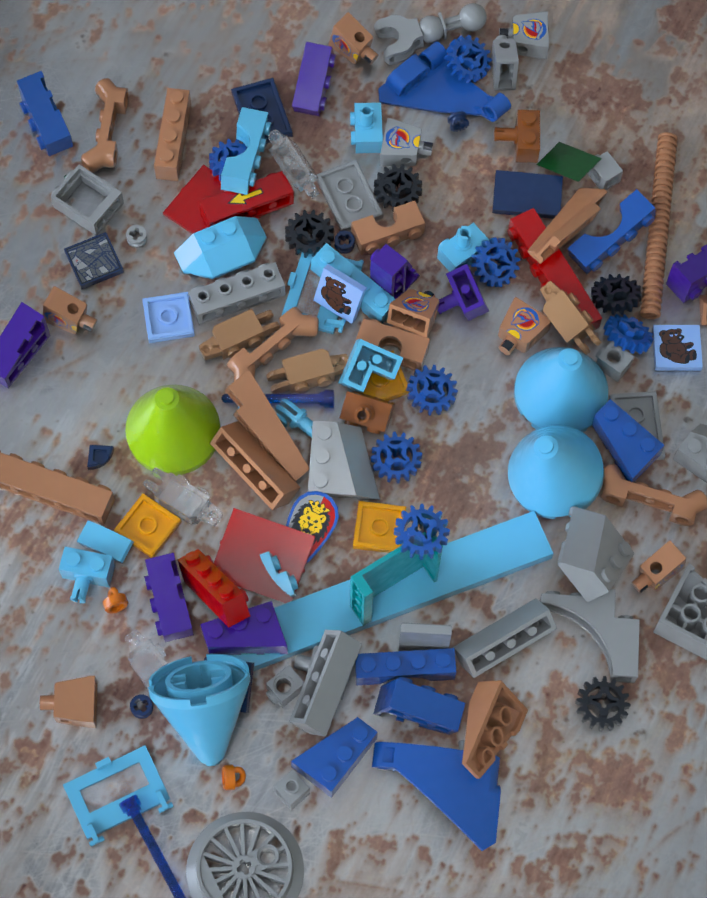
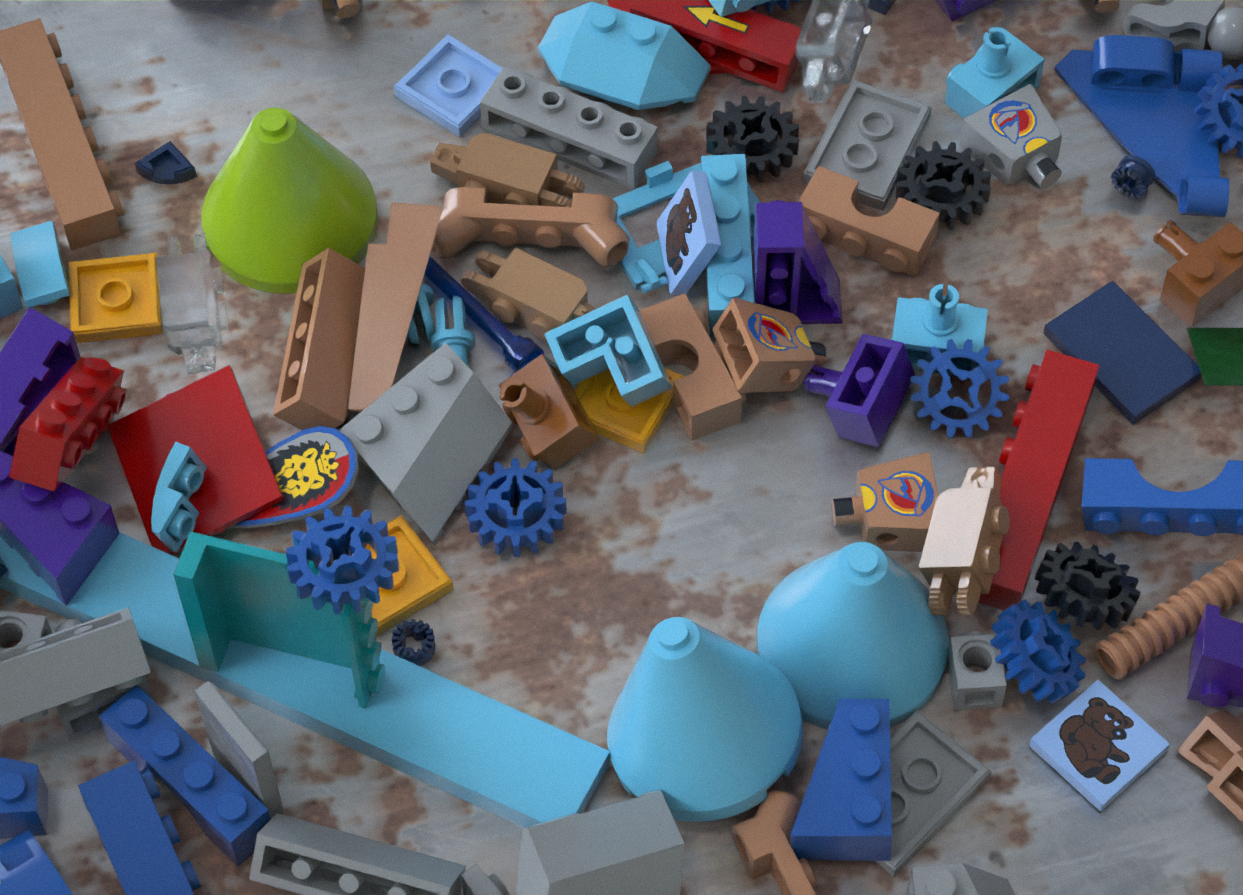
camera: 50 degrees right, 10 degrees down
(345, 248) = (788, 179): dark blue bush -> none
(434, 398) = (692, 465): blue gear -> none
(570, 221) = (1133, 433): nougat wedge -> none

